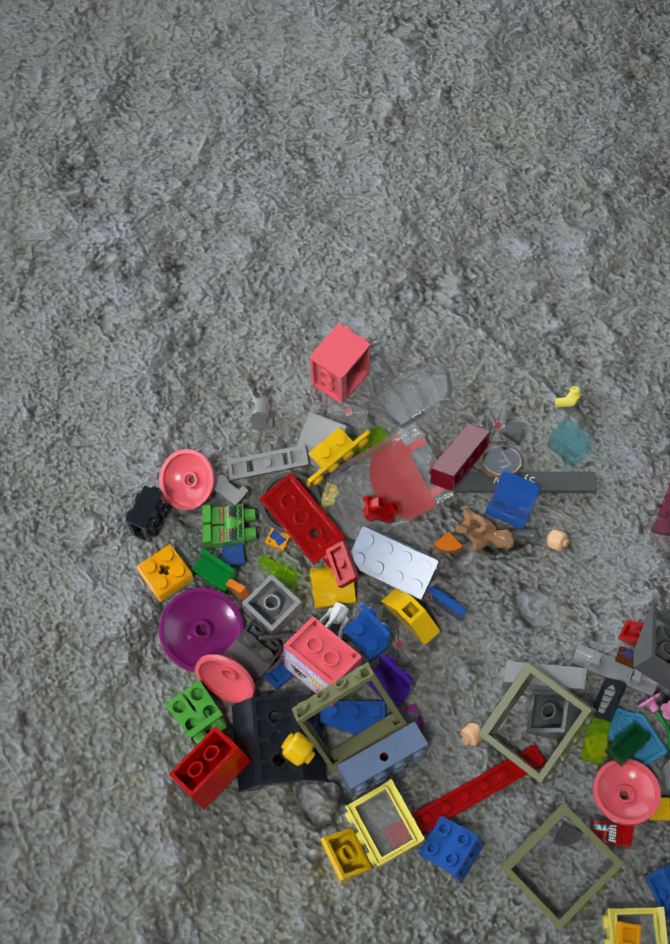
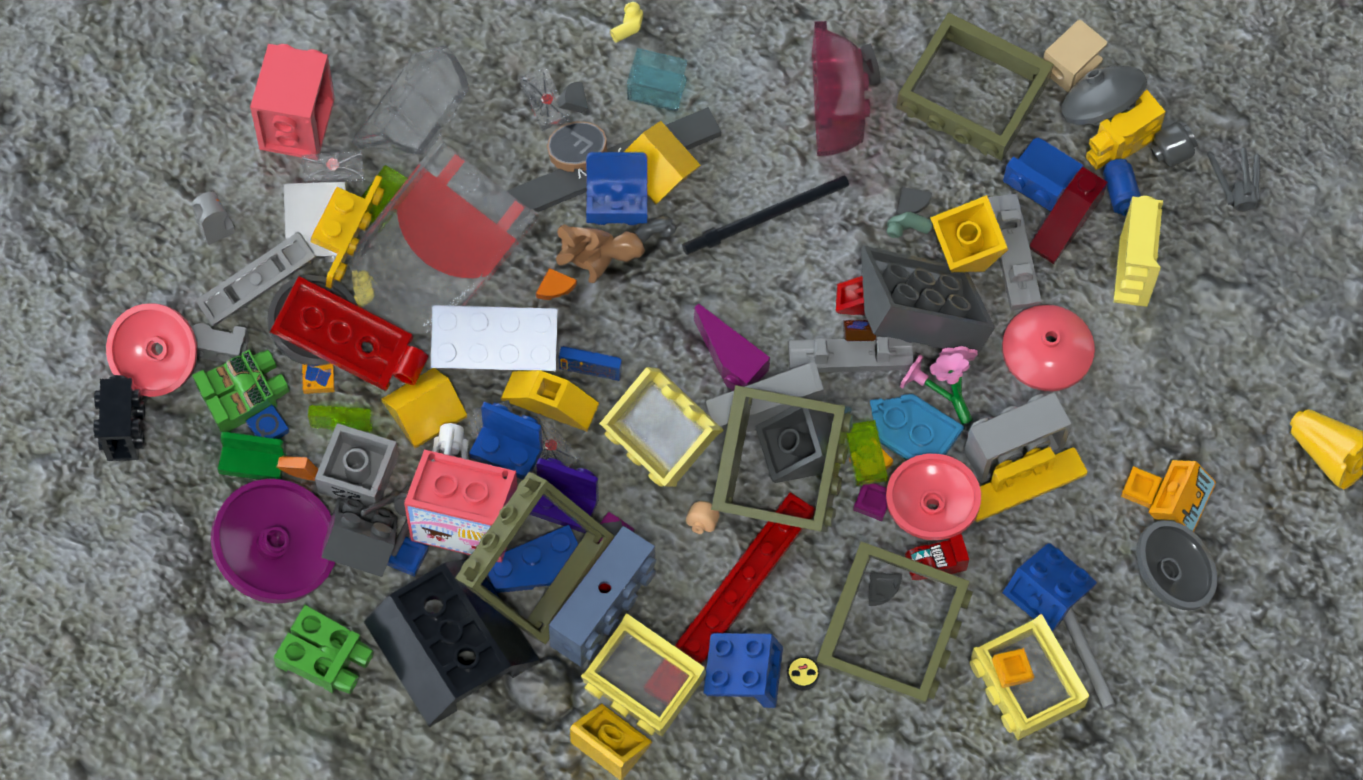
camera: 30 degrees left, 0 degrees up
(162, 584) = (188, 506): light orange brick -> none
(209, 767) = (377, 708): red brick -> none
(225, 678) = (341, 585): coral dish -> none
(298, 749) = (486, 628): yellow head -> none
(342, 564) = (428, 368): plate -> none
(379, 509) = (443, 277): red hips -> none
(459, 457) = (518, 161): brick -> none
(470, 665) = (660, 427): none -> window
(489, 869) = (803, 673): none -> tile
(539, 641) = (734, 356): none -> magenta slope
(552, 494) = (667, 160): none -> yellow slope
(557, 540) = (699, 218): light nougat piece -> none
(560, 555) = (713, 236): none -> black bar
(585, 774) = (872, 501): none -> magenta tile
(609, 699) = (860, 391): tile -> none
(627, 744) = (909, 437): dark green tile -> none

